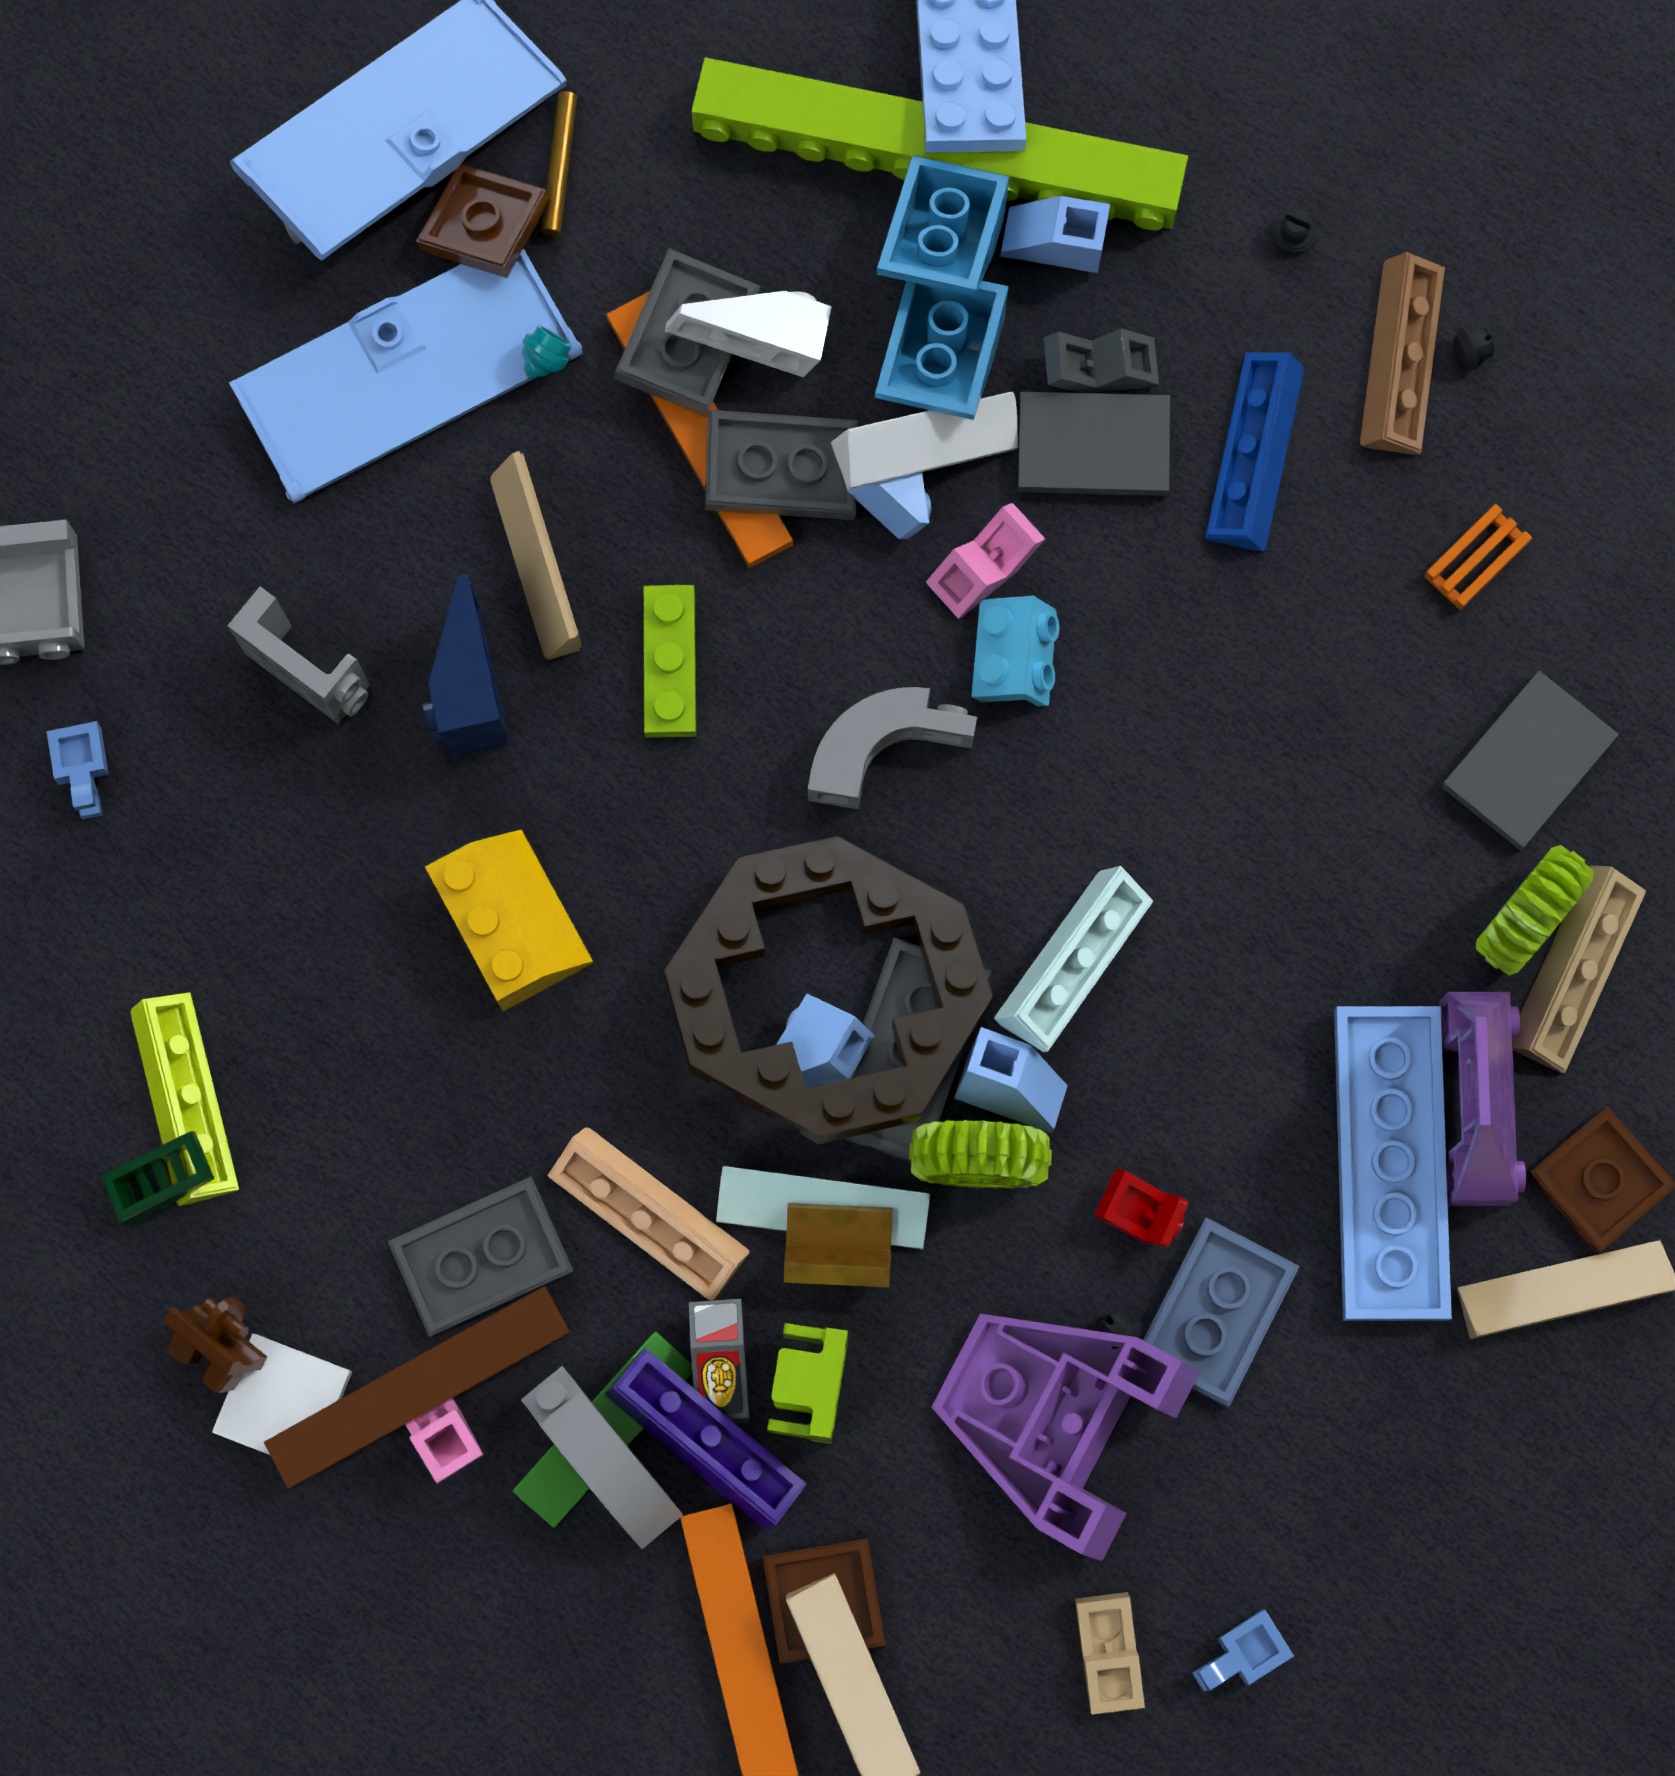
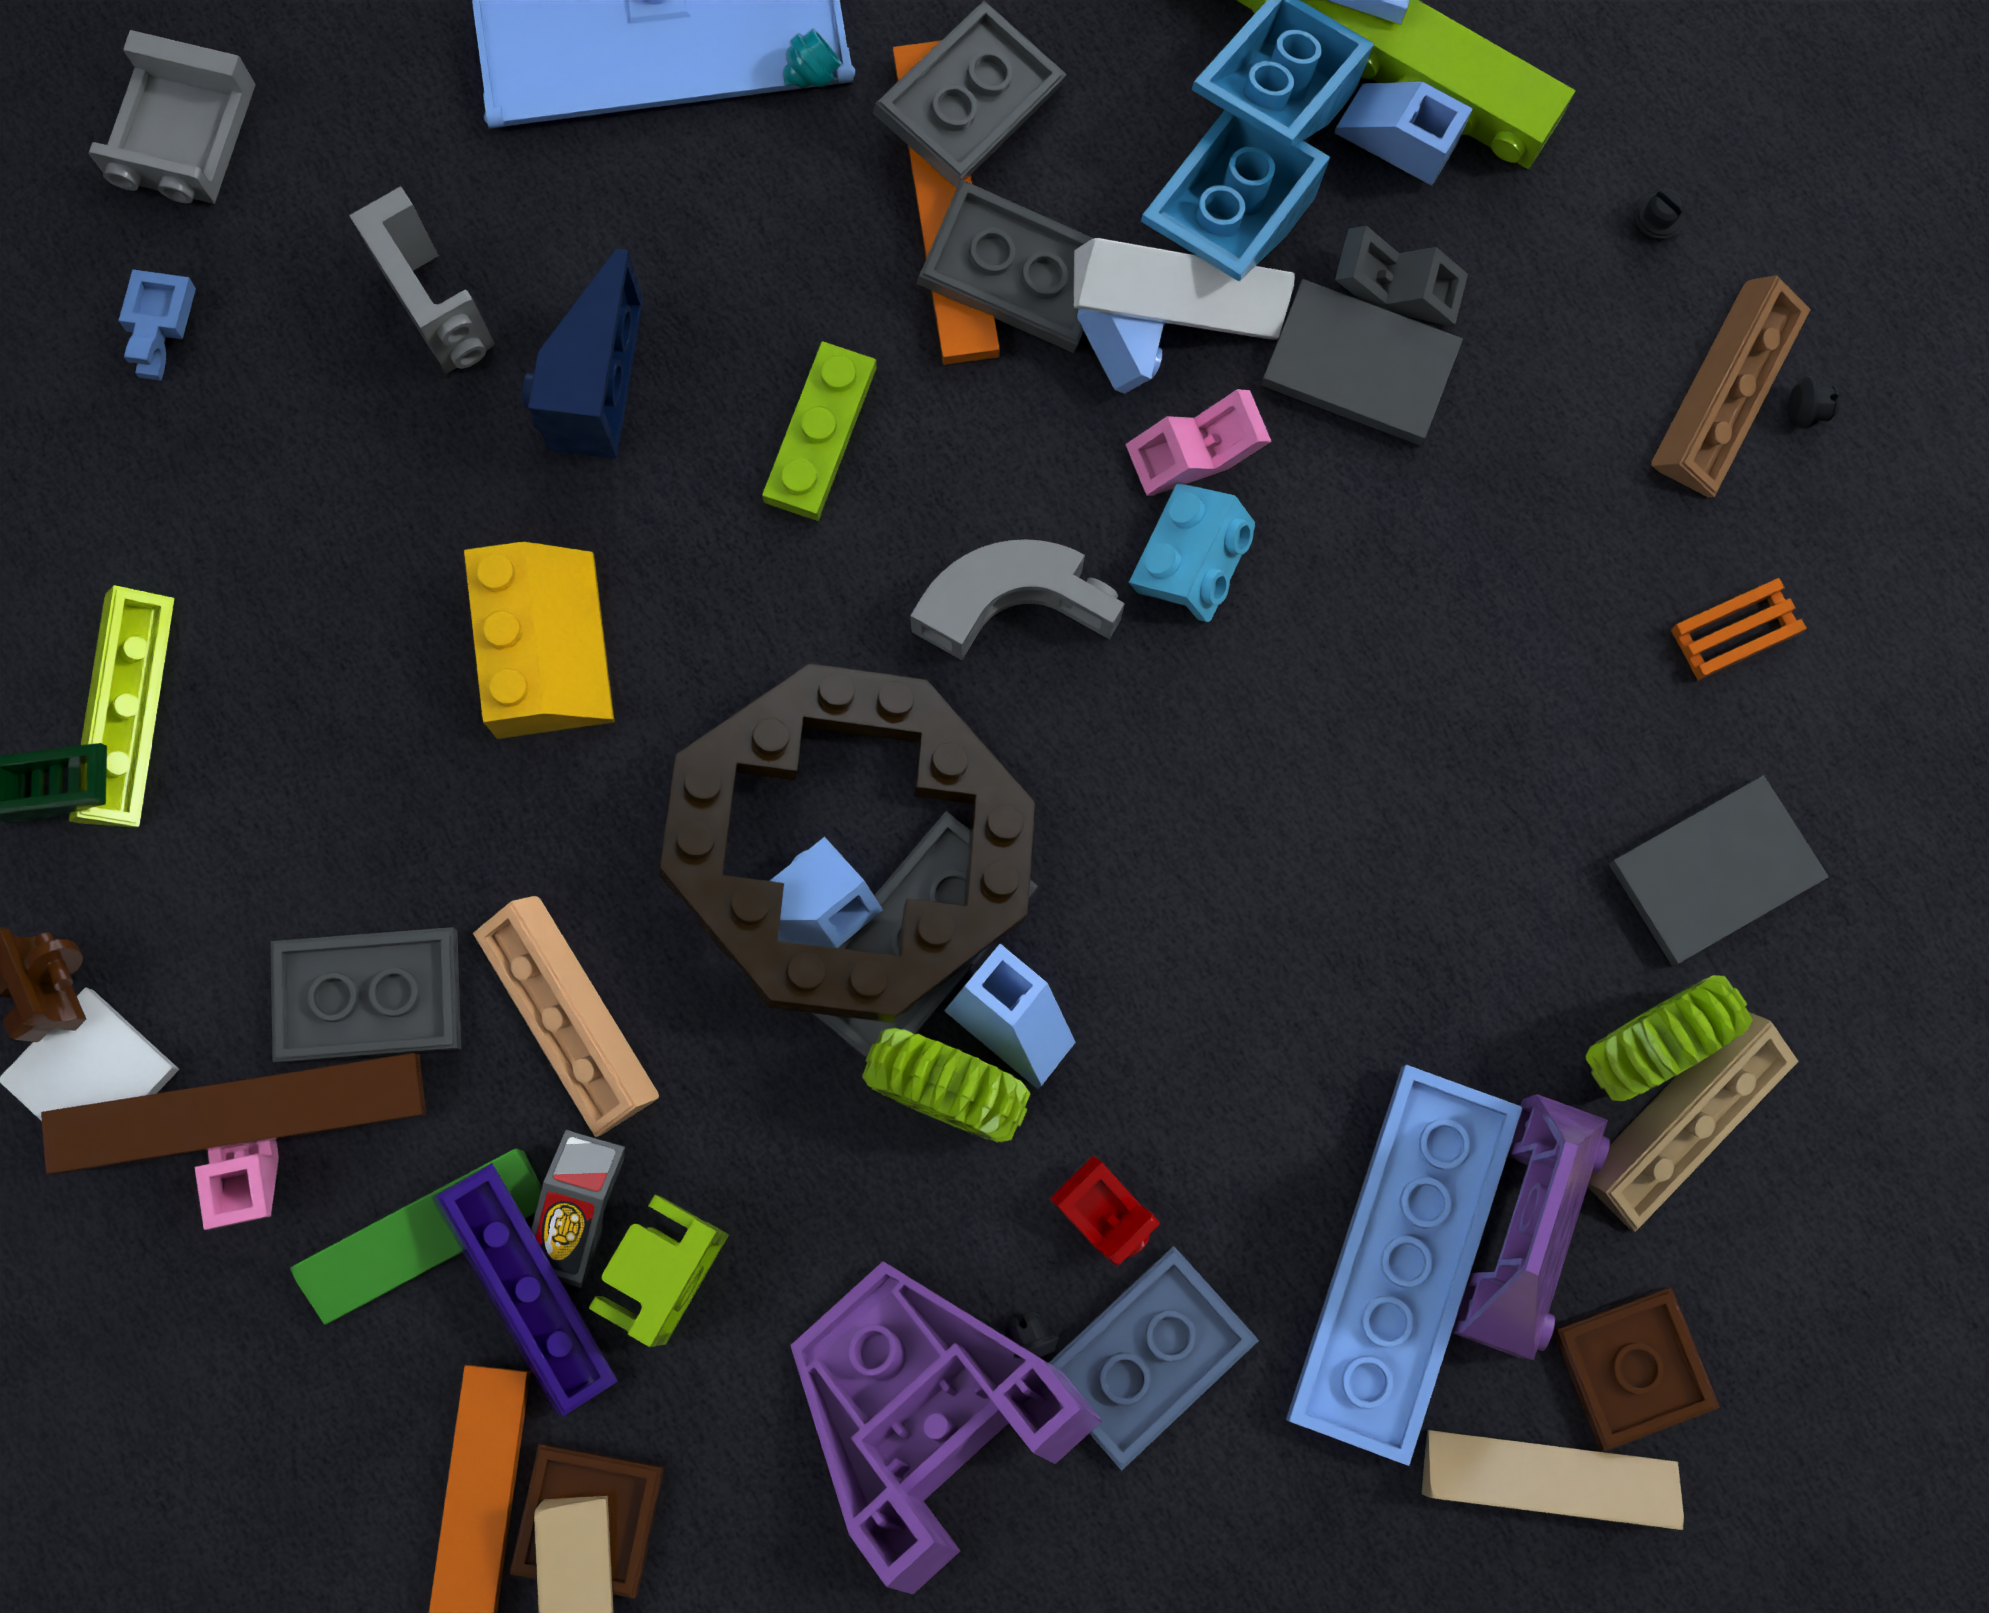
camera: 15 degrees right, 0 degrees up
(534, 558) = (720, 273): tan slope -> none
(601, 1458) = (393, 1271): light grey arch -> none
(763, 1197) = (755, 1079): light aqua slope -> none
(768, 328) = (1049, 111): white slope -> none
(838, 1245) = (754, 1128): pearl gold panel -> none
(1074, 958) = (1133, 906): light aqua slope -> none
(1255, 450) = (1534, 430): blue slope -> none

